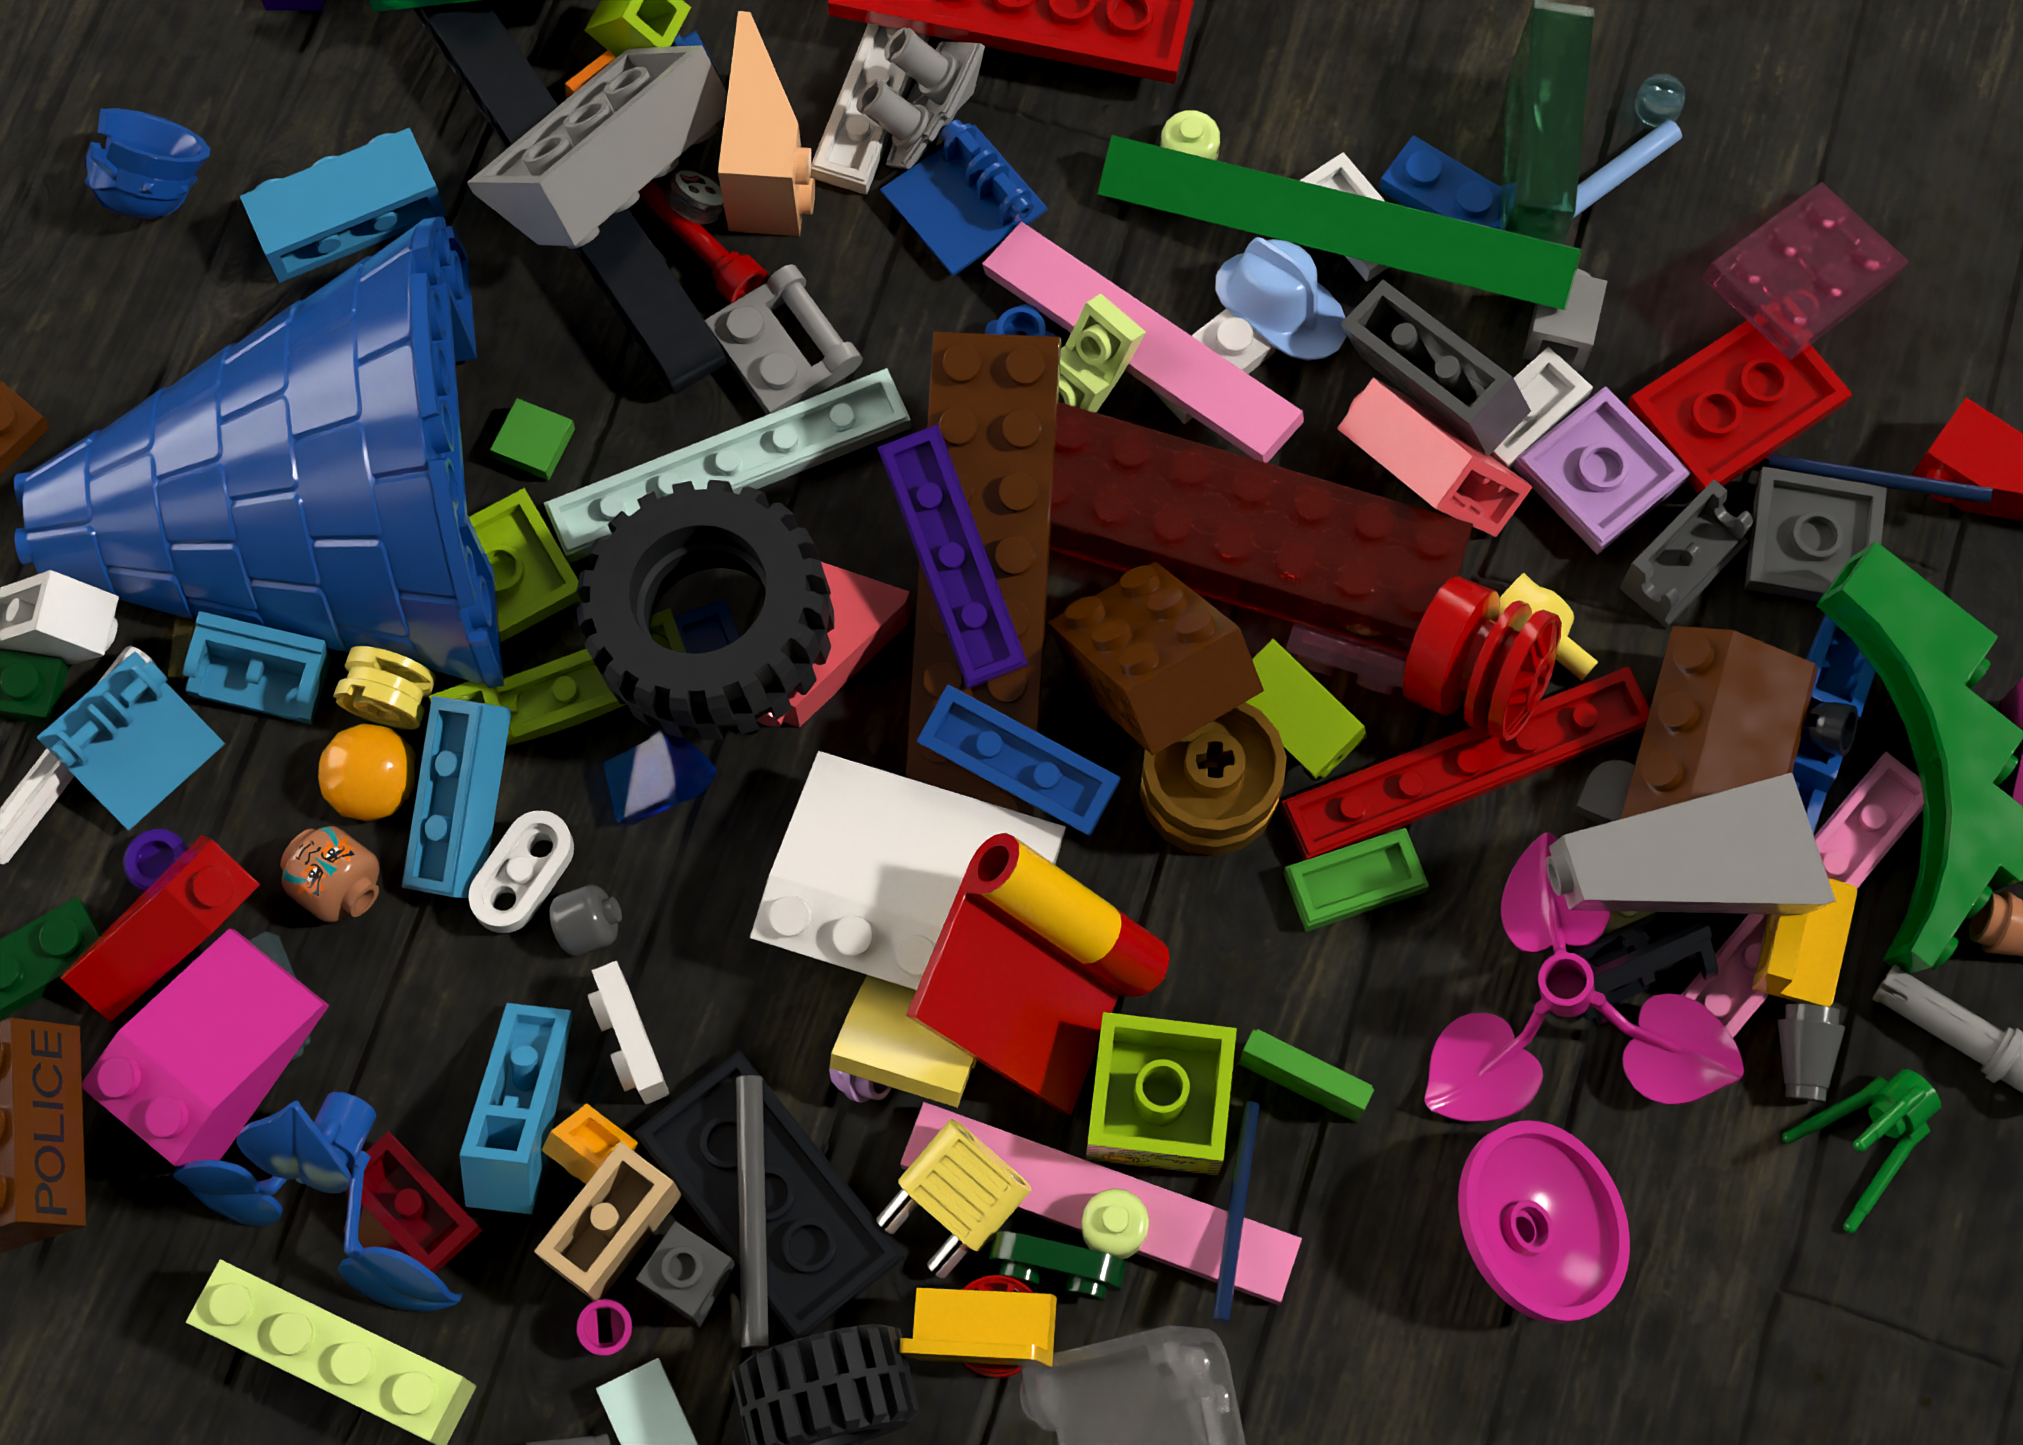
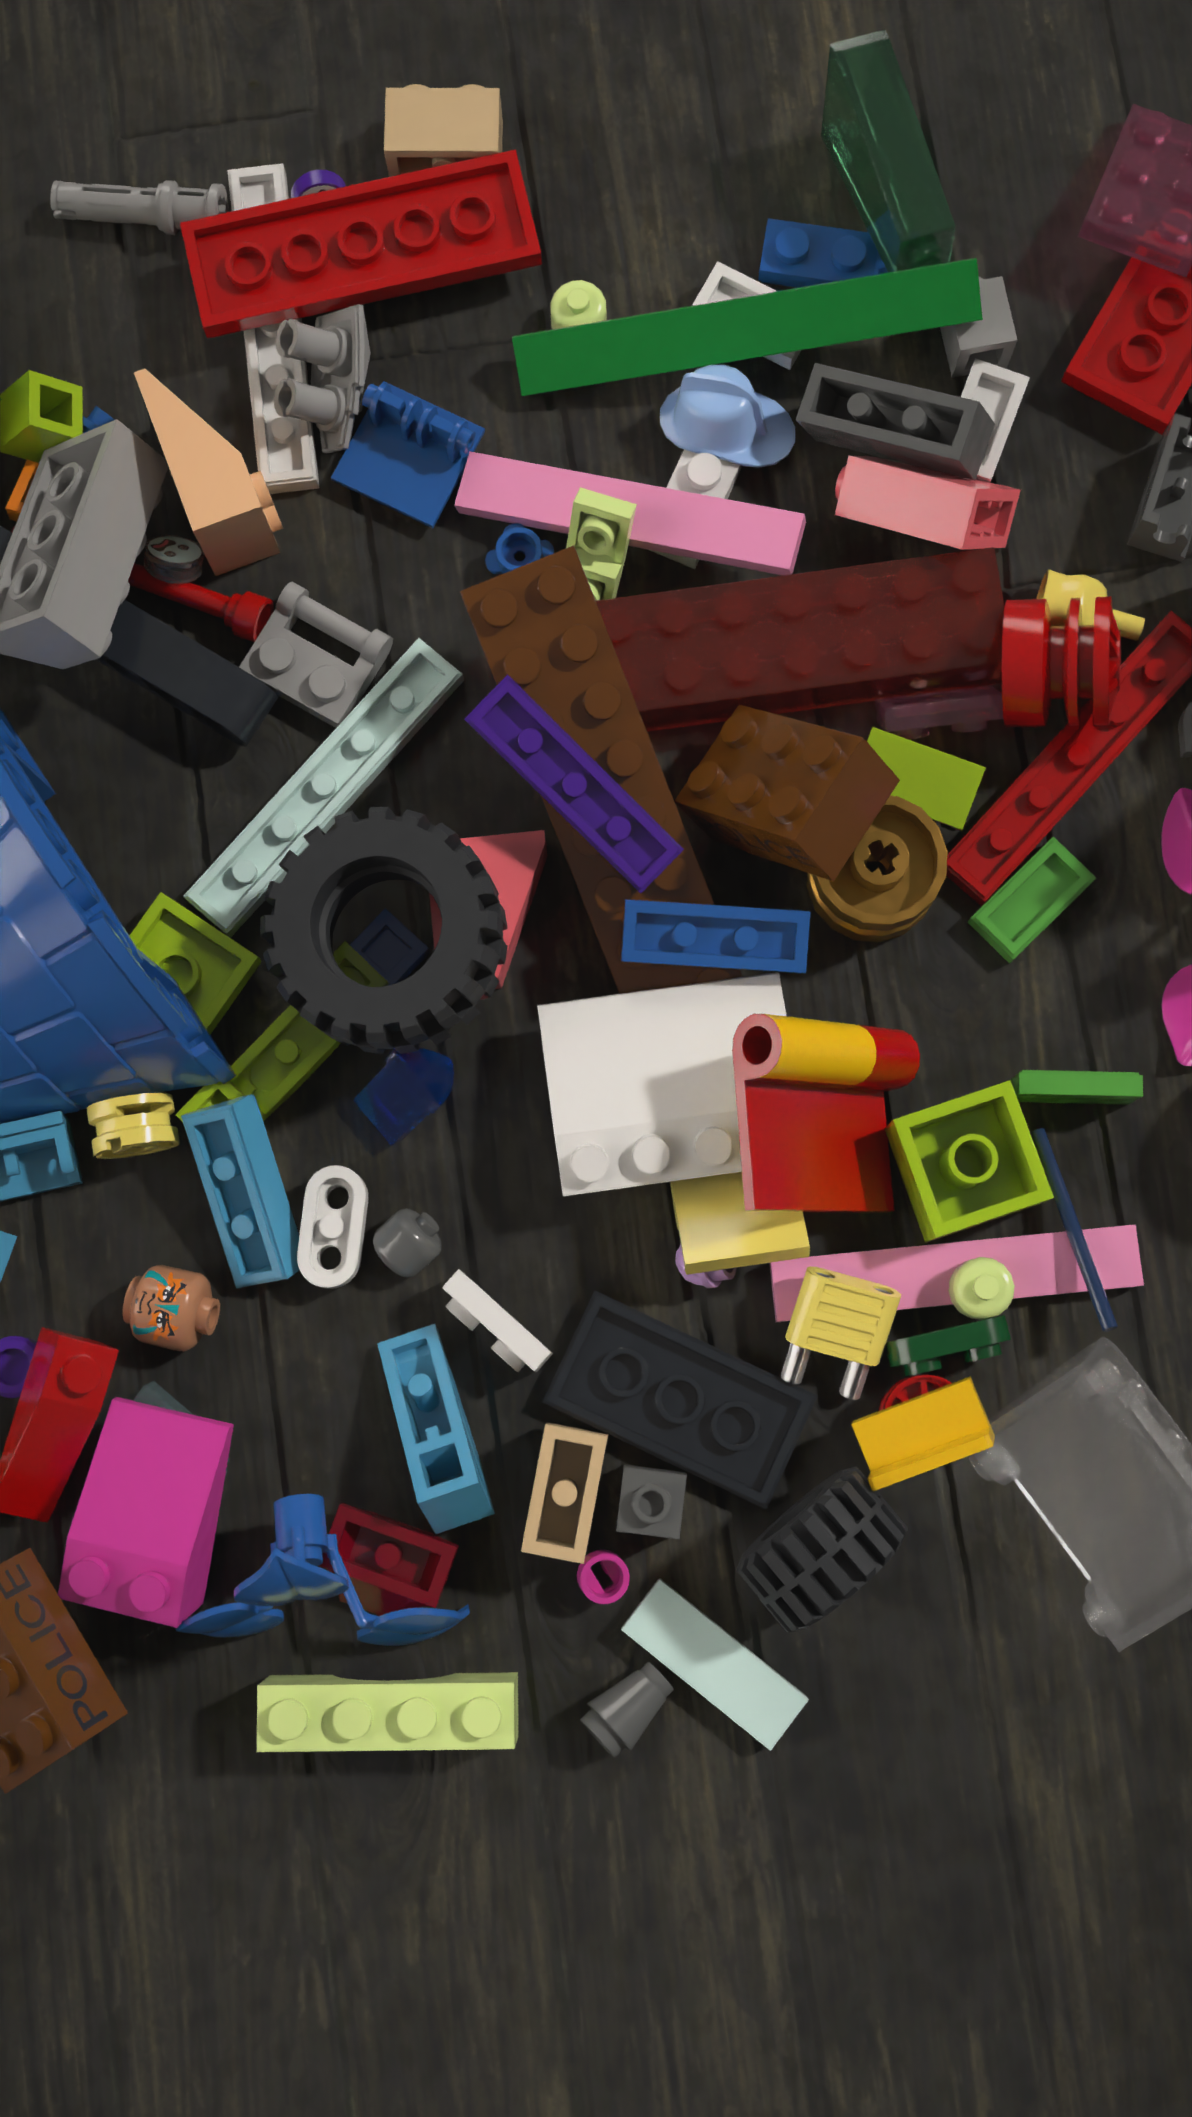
camera: 20 degrees left, 10 degrees up
(367, 772) = (155, 1203): light orange hair -> none
(532, 439) = (142, 843): bright green tile -> none
(585, 1142) = (512, 1432): light orange plate -> none
(752, 1213) = (677, 1423): dark grey bar -> none
(1601, 470) = (1069, 447): lavender plate -> none
(1626, 164) = (965, 151): light blue bar -> none
(1660, 99) = (965, 94): clear light blue hinge -> none

